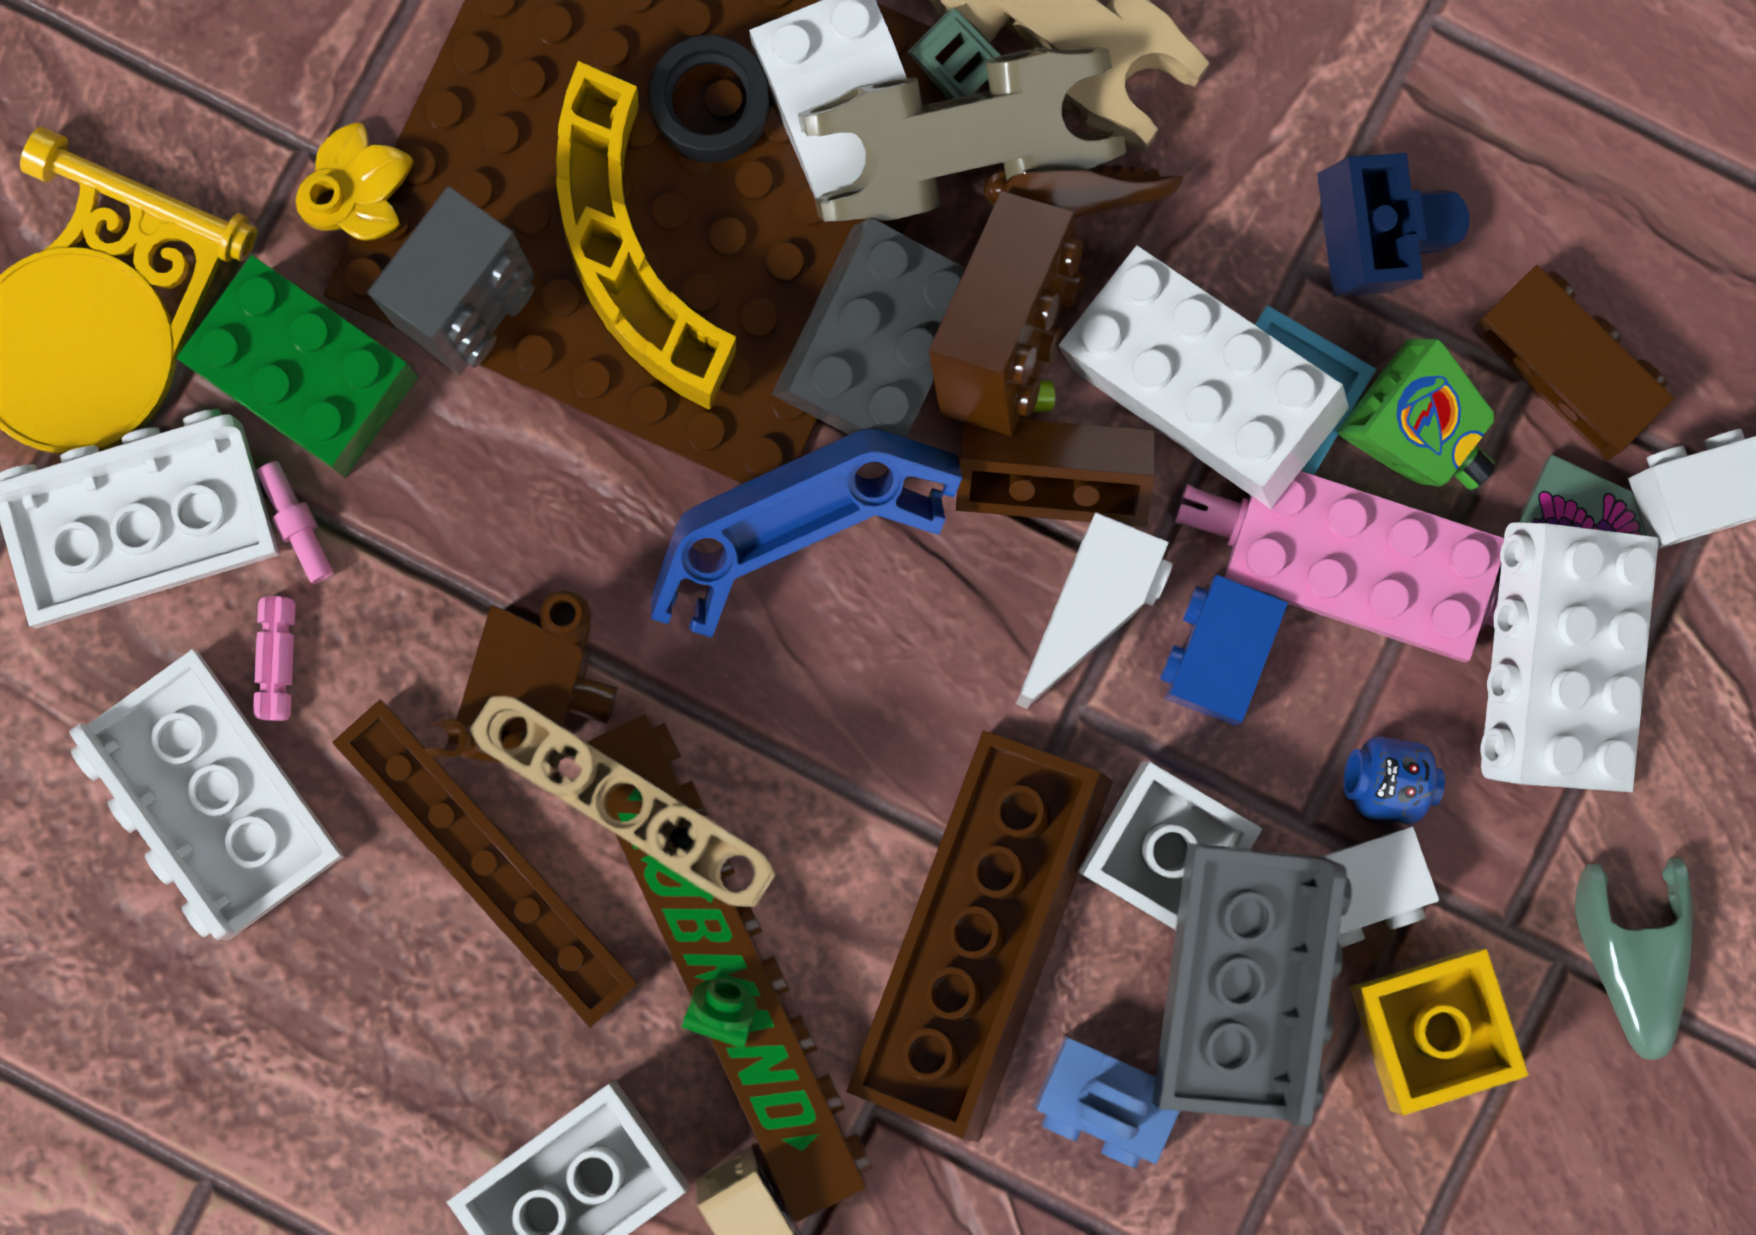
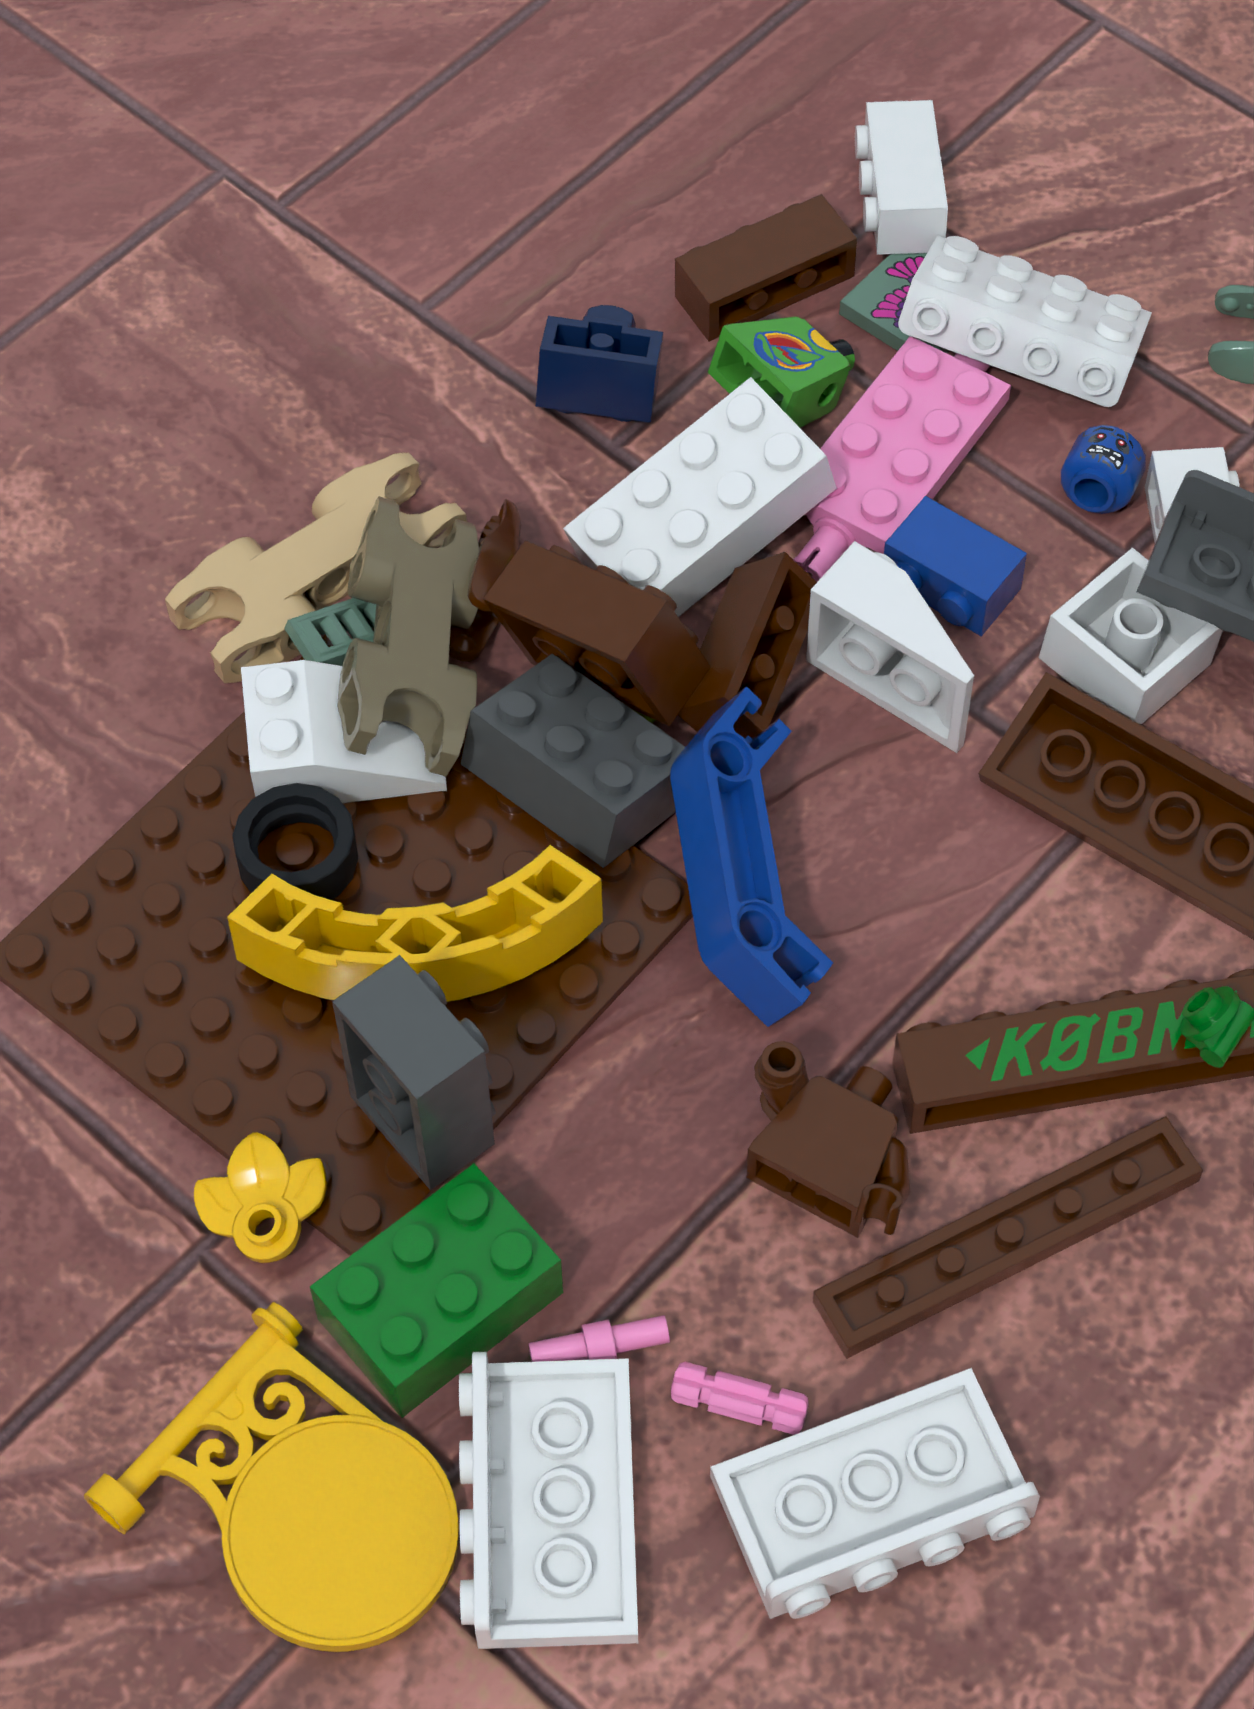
camera: 75 degrees left, 25 degrees down
(590, 792) = (954, 1066): tan piece -> none

